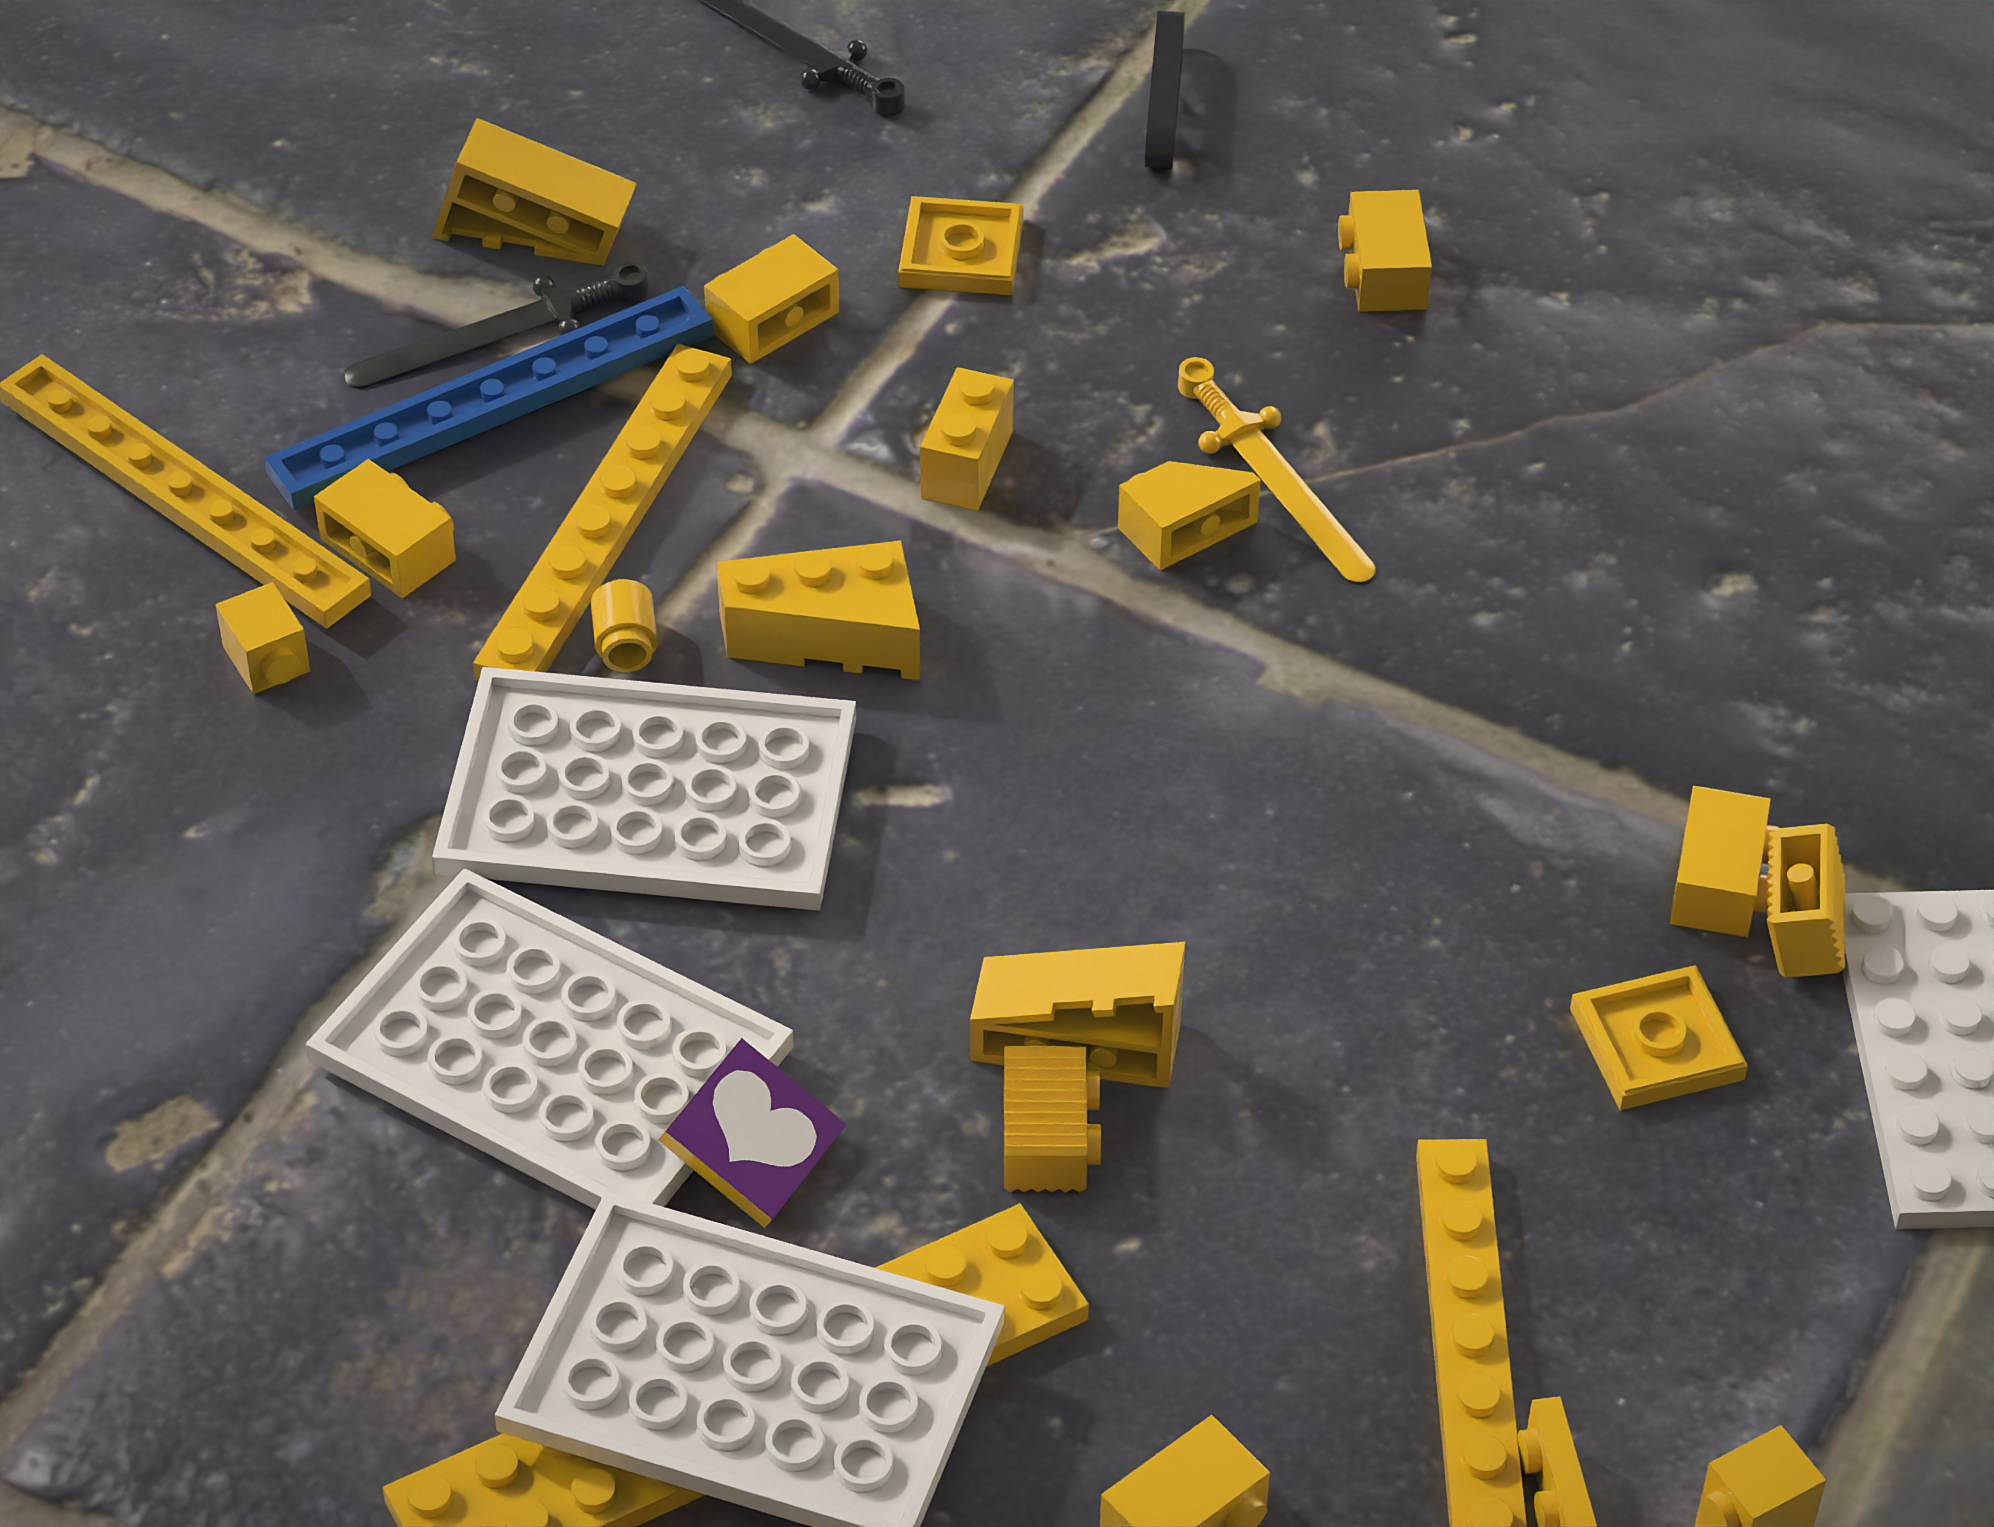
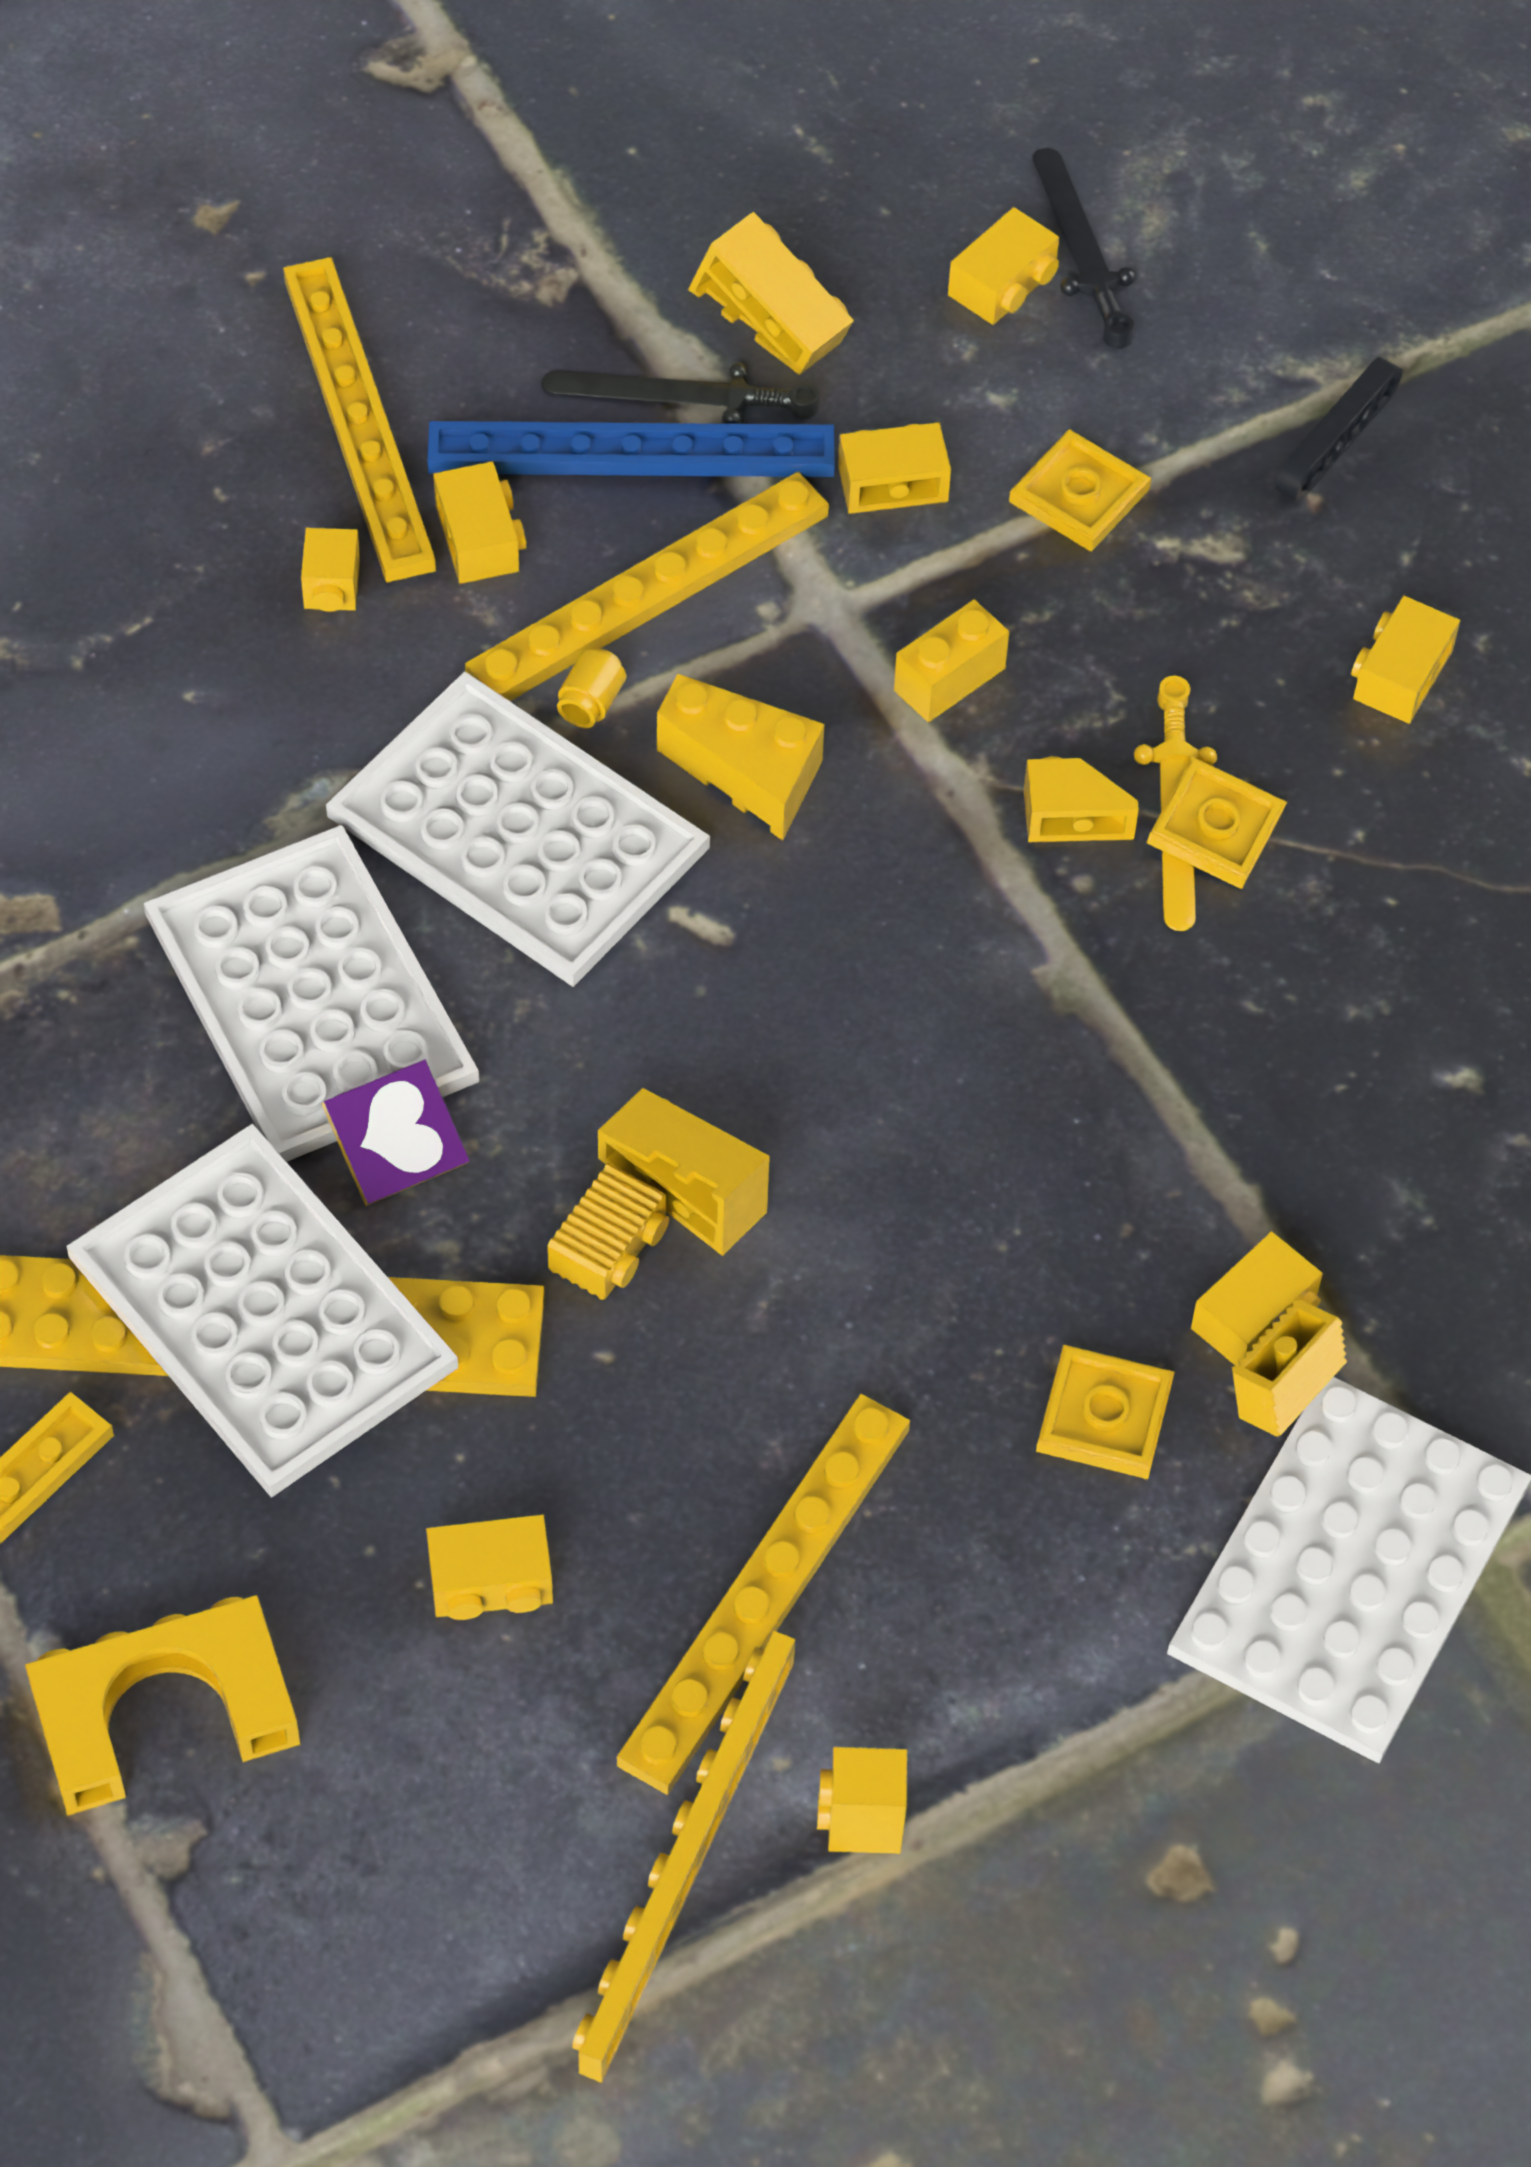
camera: 30 degrees right, 10 degrees up
(739, 84) = (1004, 266): none -> yellow brick
(1328, 468) = (1216, 822): none -> yellow tile

